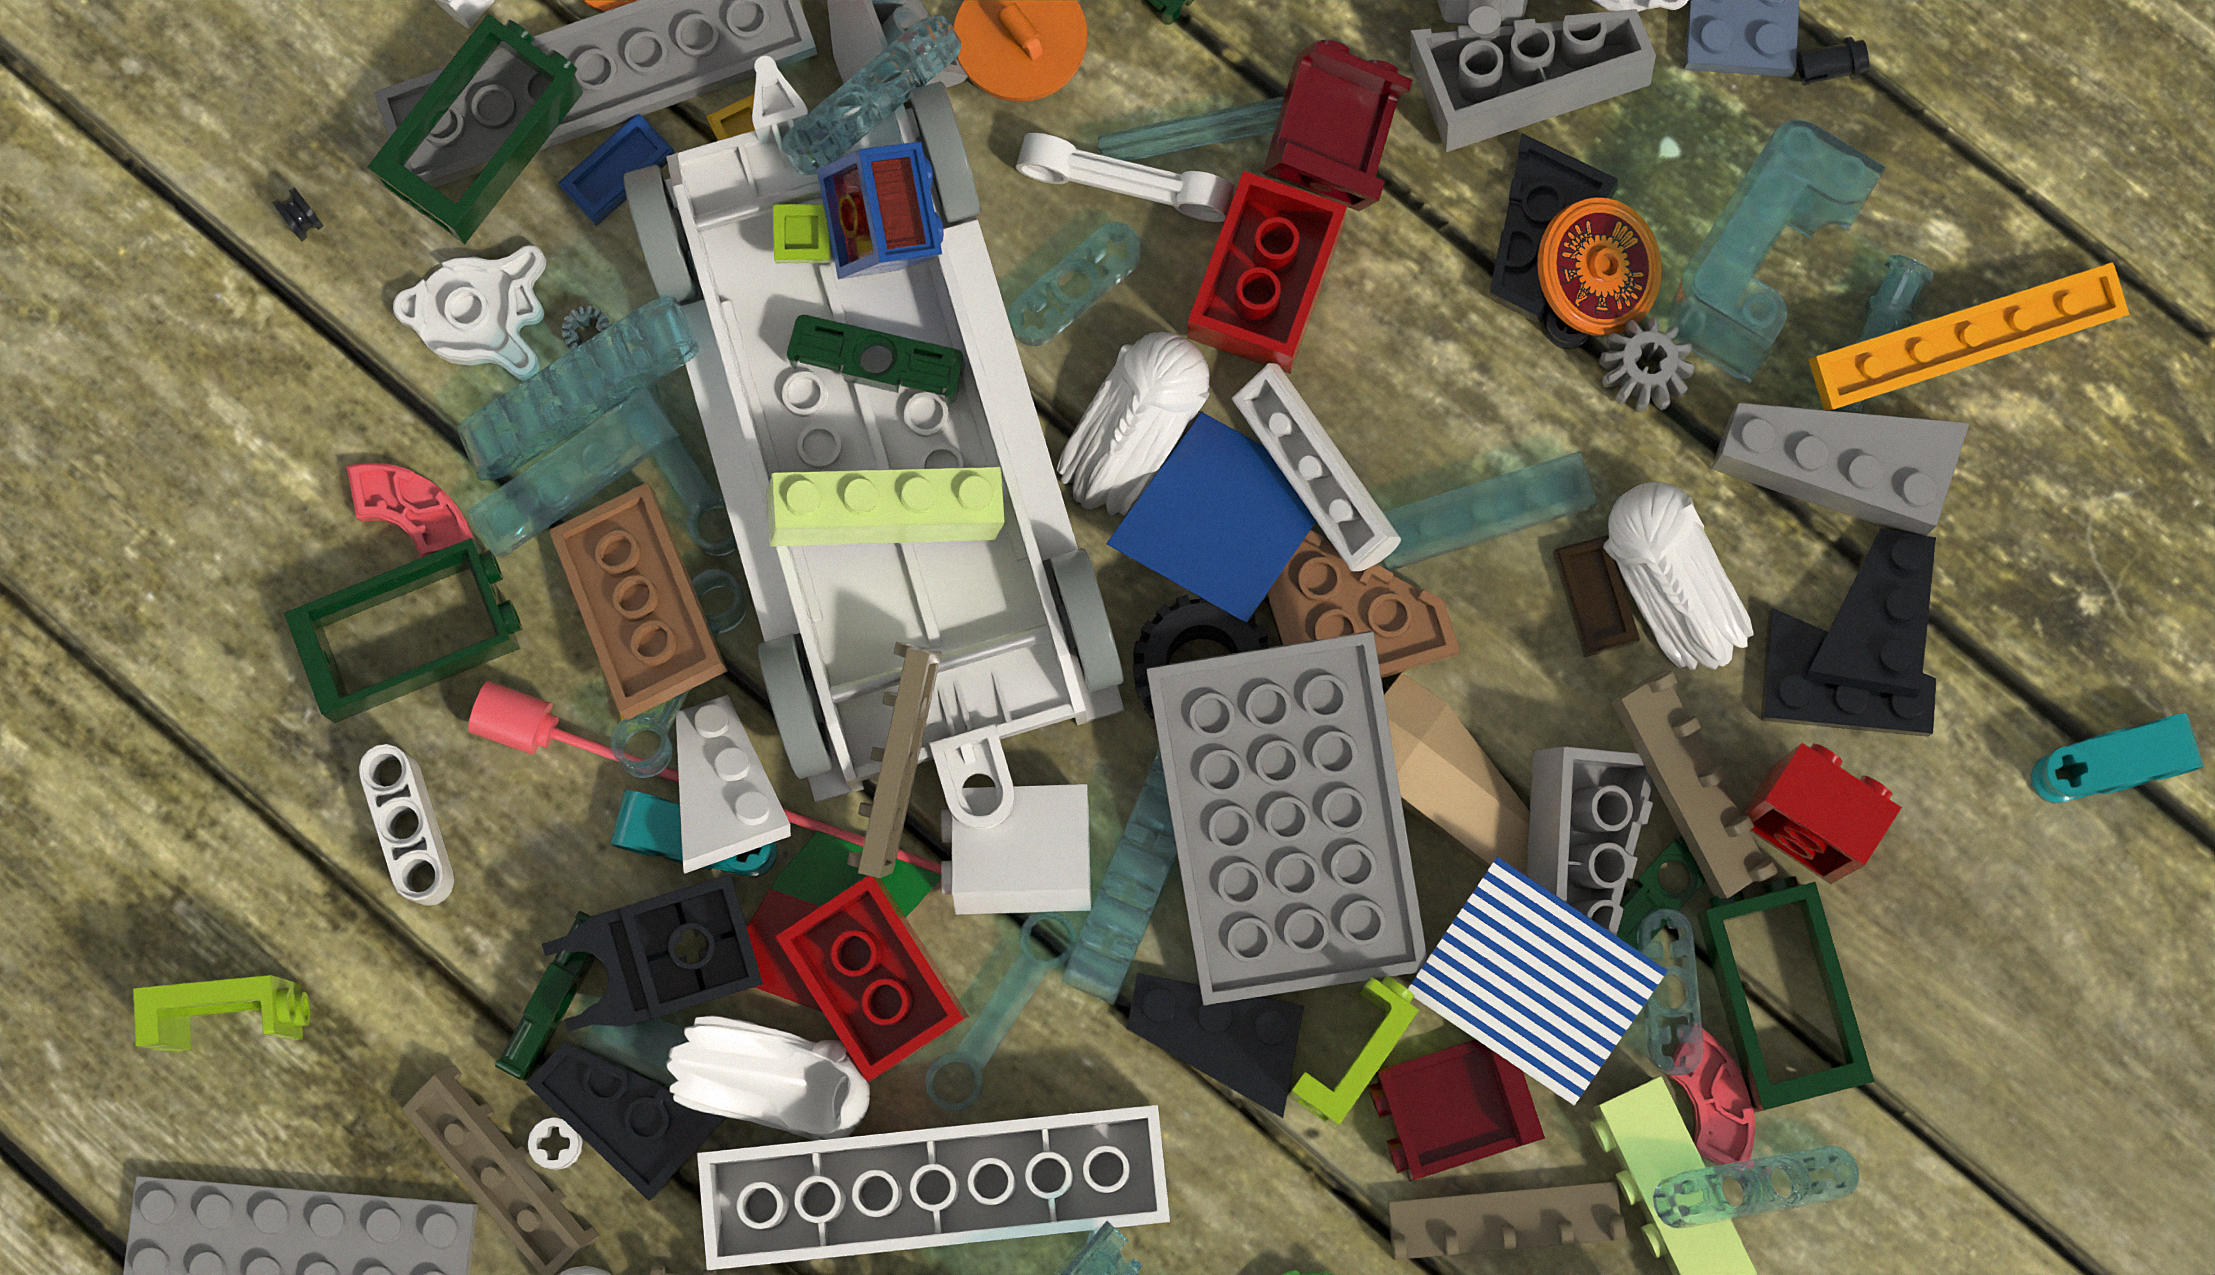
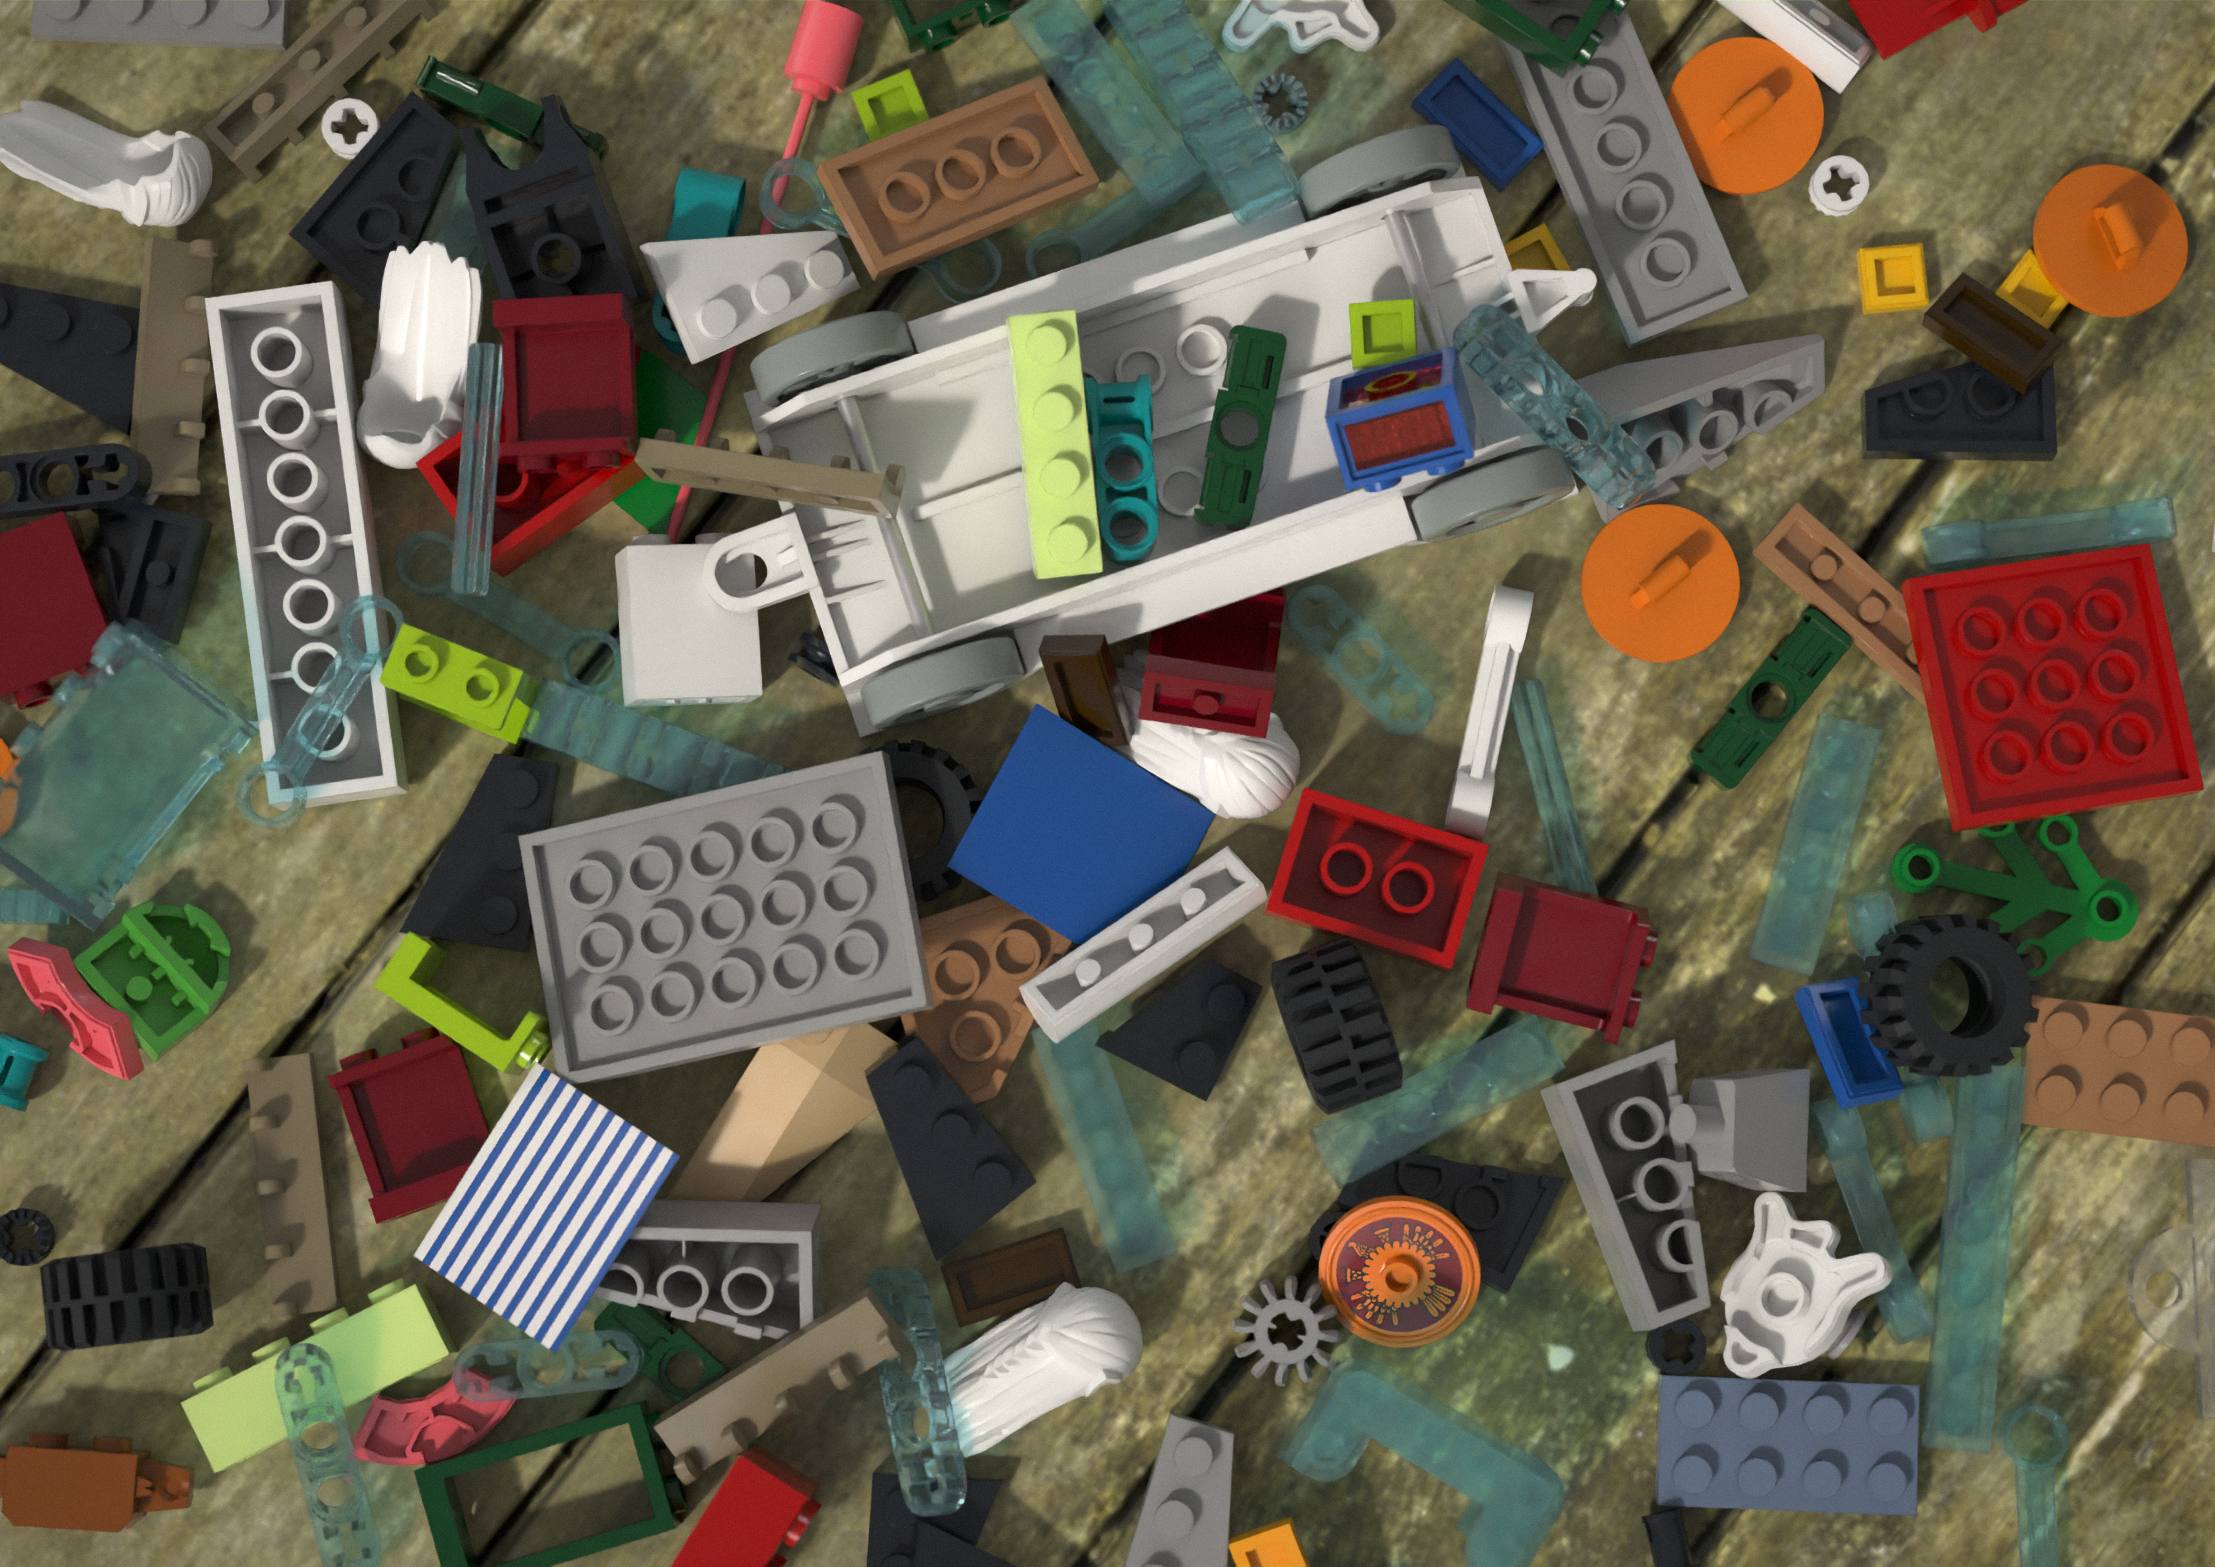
camera: 80 degrees right, 5 degrees up
(571, 662) = (889, 105): none -> lime plate
(805, 935) = (568, 381): none -> dark red panel
(873, 447) = (1122, 425): none -> teal piece
(878, 1021) = (478, 470): none -> clear light blue axle
(1055, 741) = (815, 660): none -> black bush
(1068, 1046) = (459, 684): none -> lime panel
(1084, 393) = (1216, 668): none -> dark red panel
(1090, 1166) = (319, 716): none -> clear light blue piece
(1093, 500) = (1087, 686): none -> dark brown tile
(1386, 437) = (1187, 1028): none -> black wing
(1392, 303) = (1337, 1025): none -> black tyre
(1455, 233) = (1437, 1101): none -> clear light blue plate
(1485, 642) = (944, 1144): none -> black wing
(1664, 34) = (1674, 1366): none -> black bush
(1694, 665) = (924, 1387): none -> clear light blue beam

